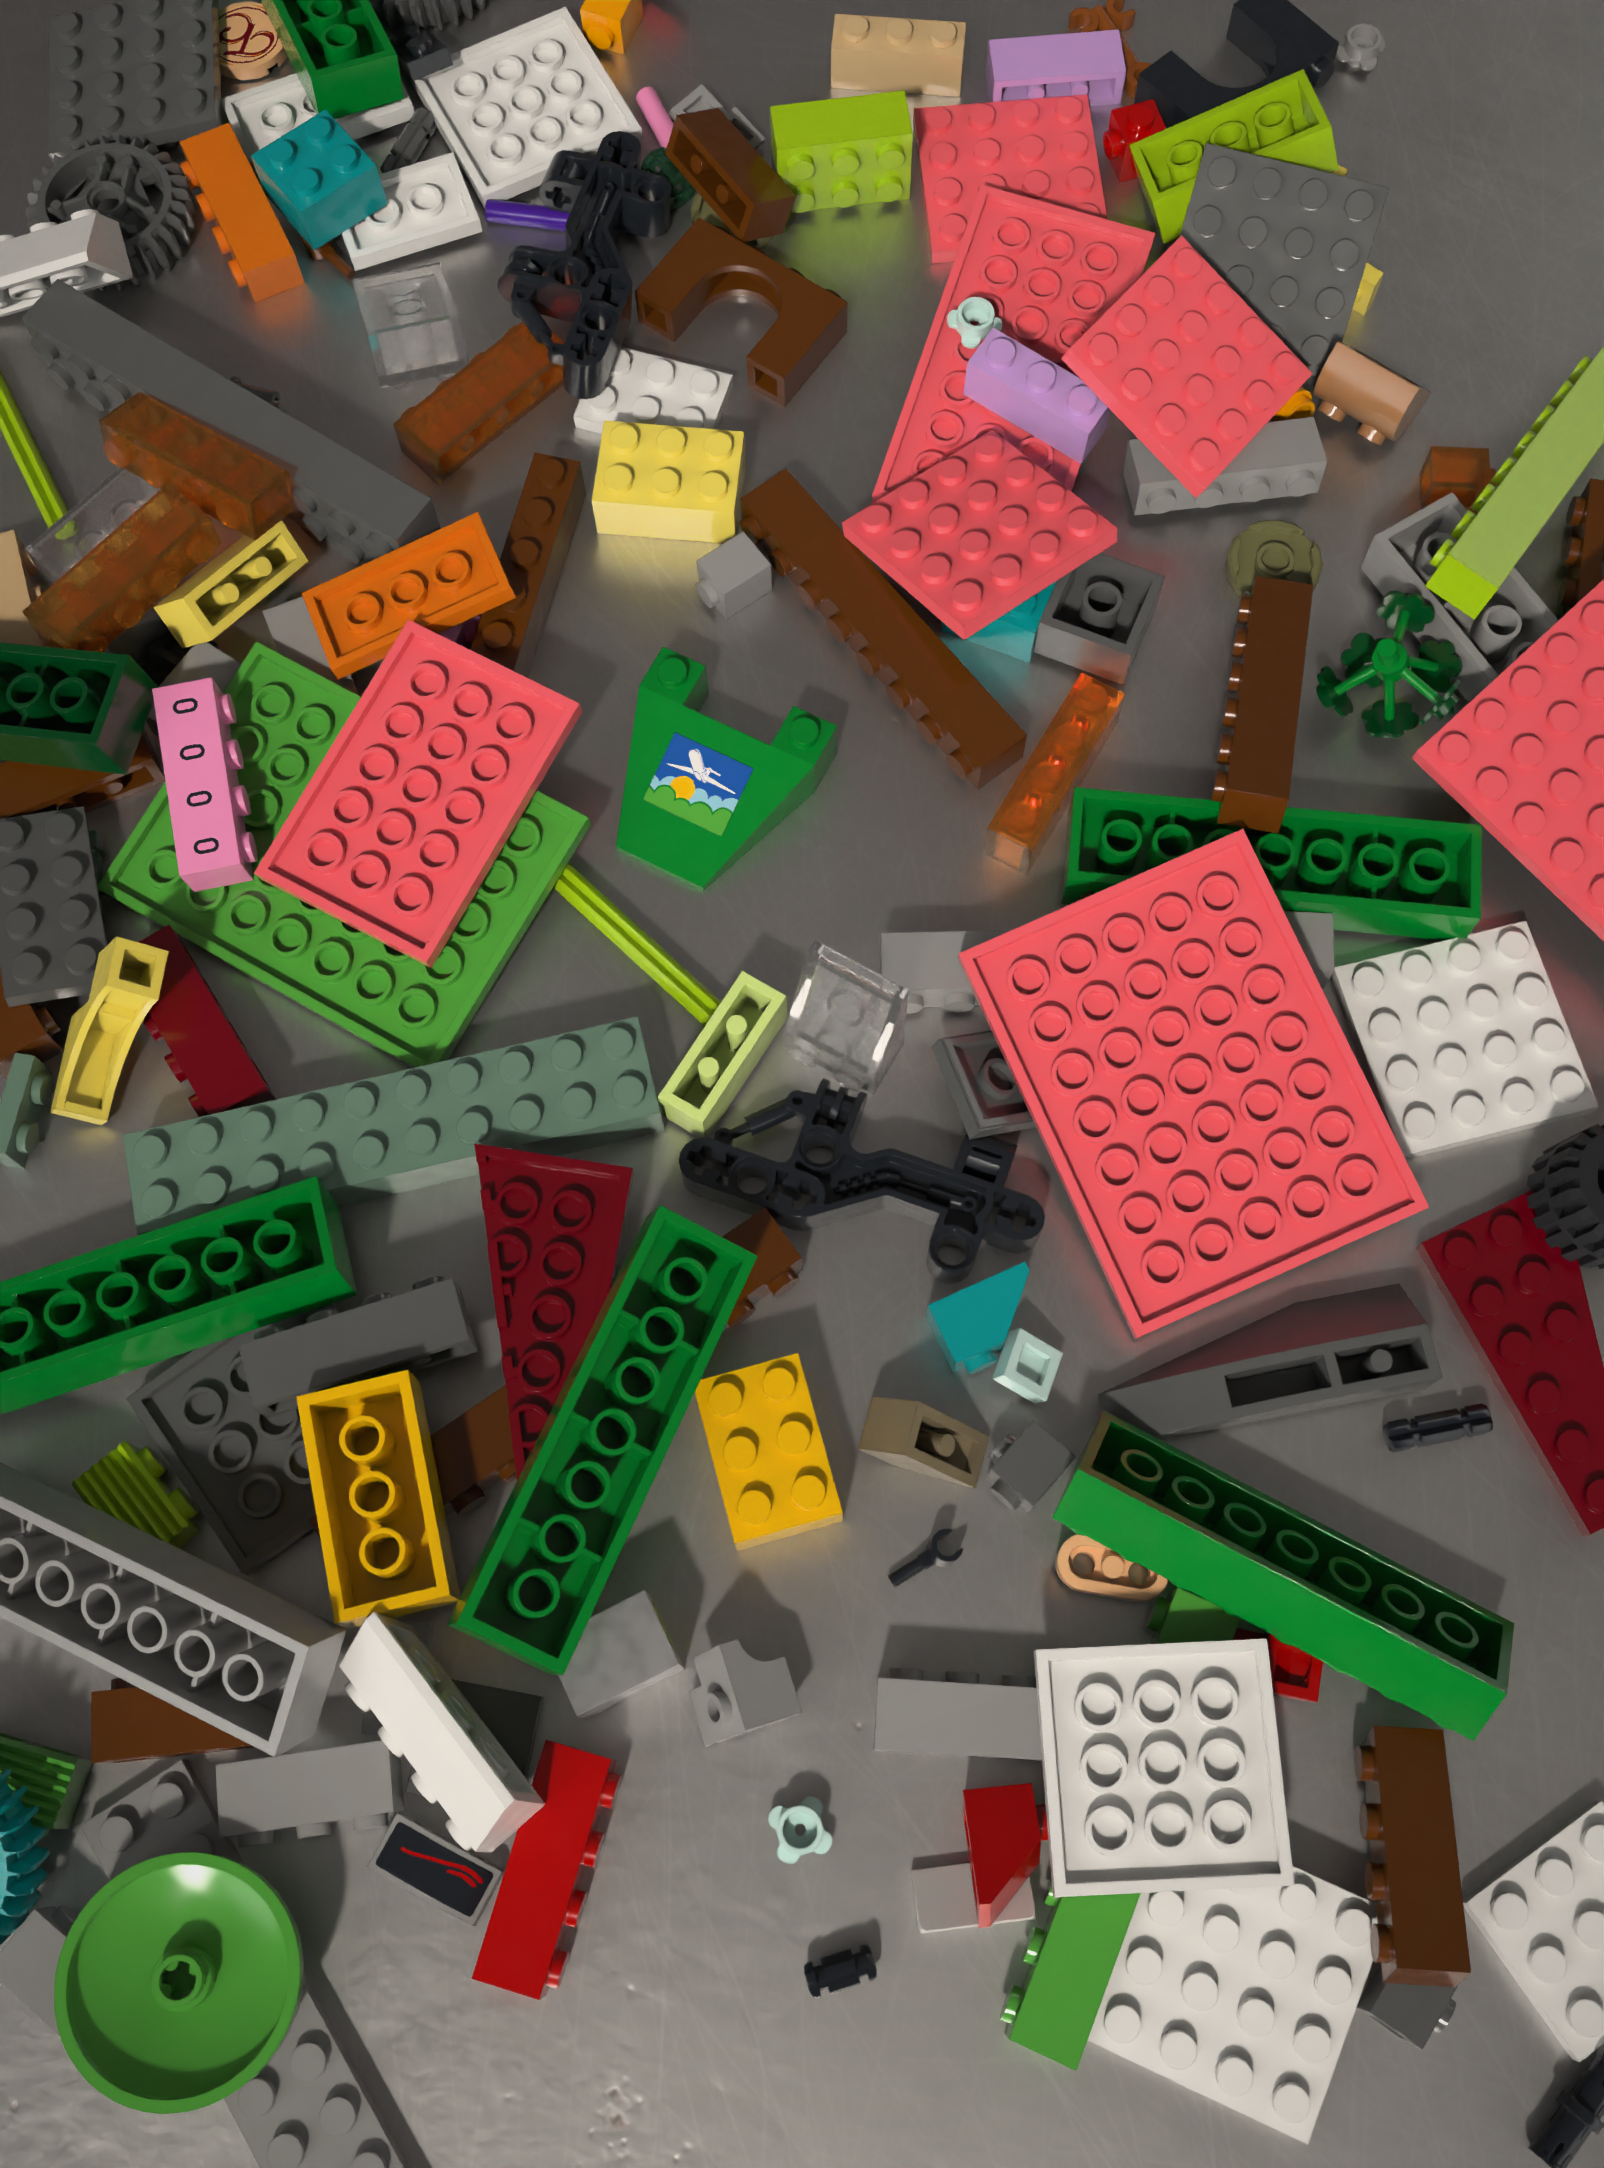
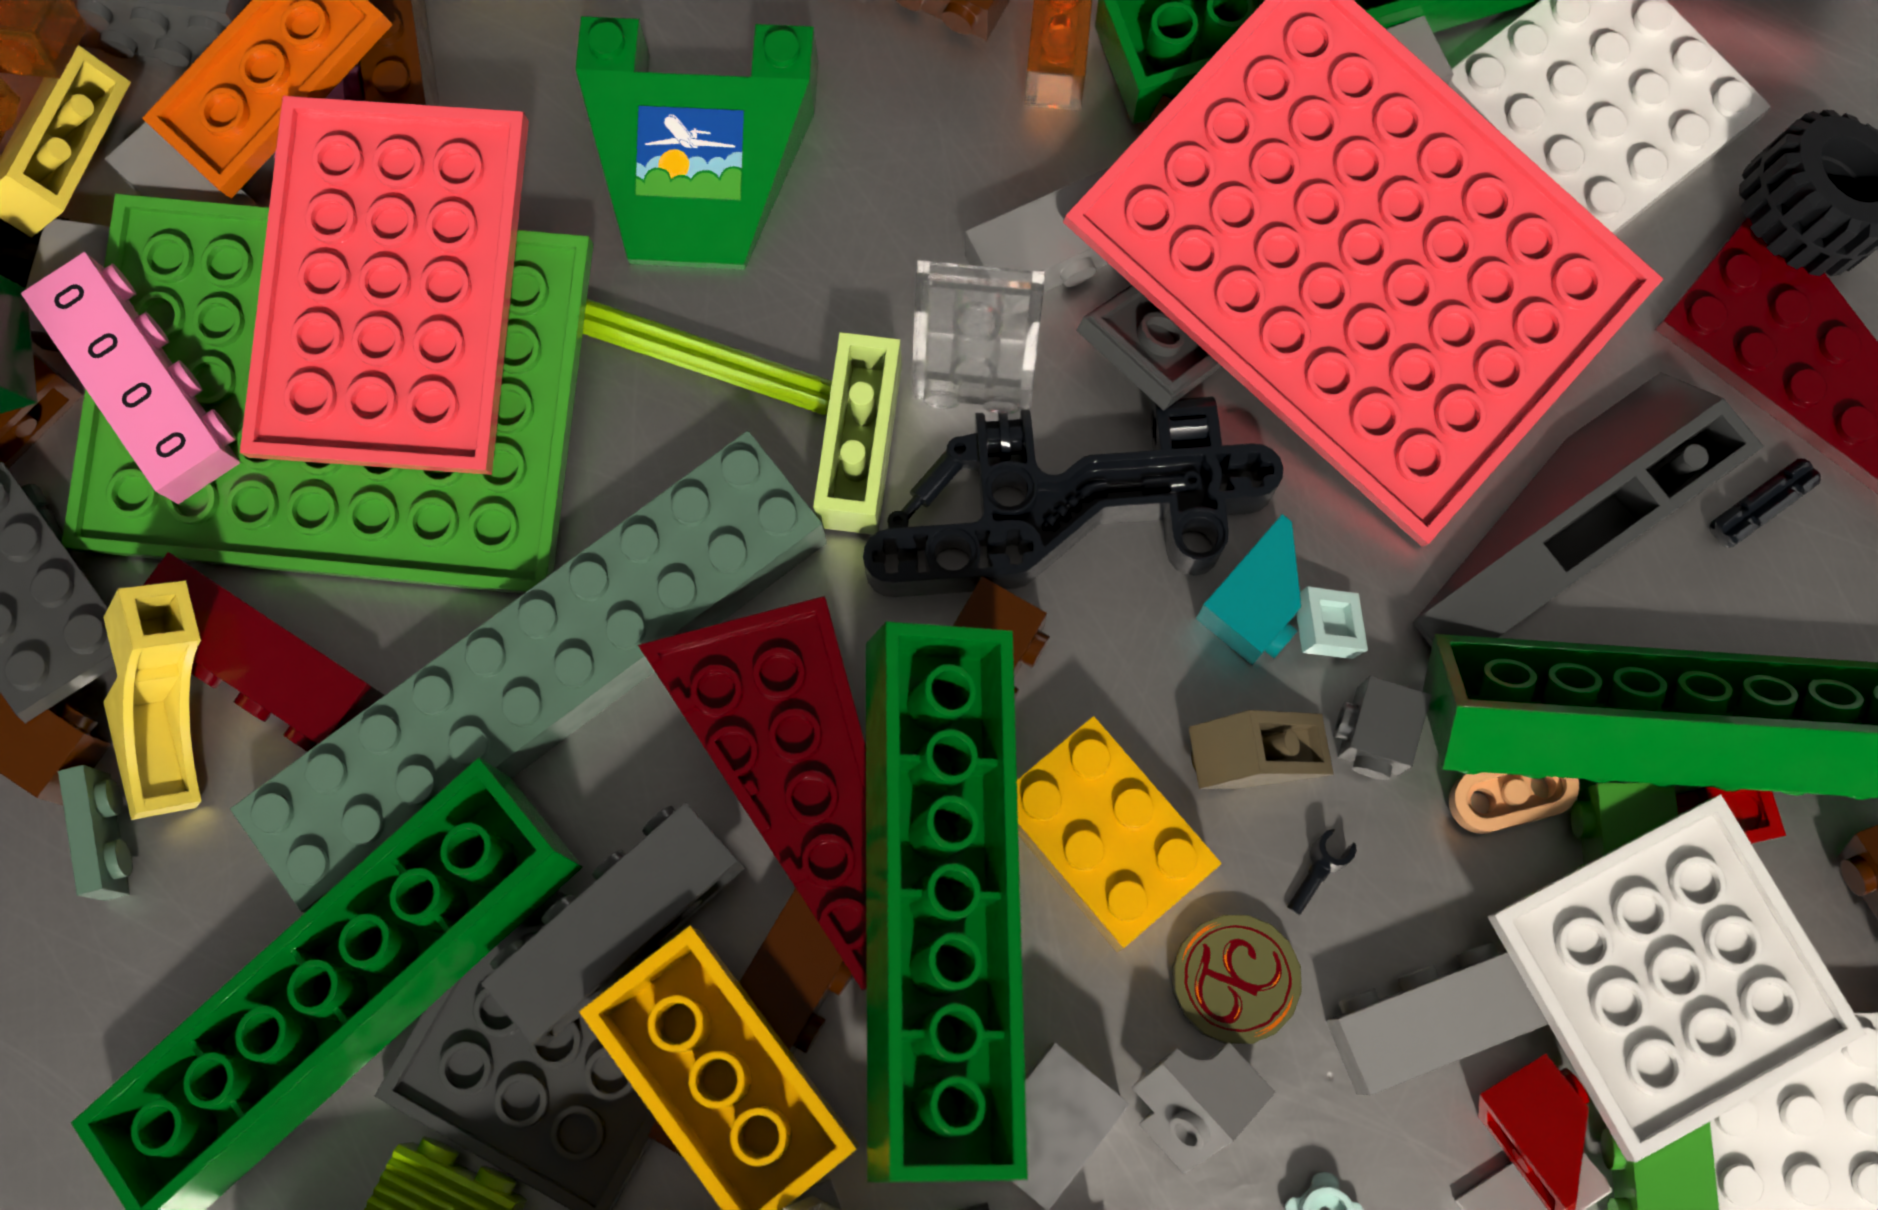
camera: 25 degrees left, 5 degrees up
(819, 1613) = (1236, 979): none -> olive tile

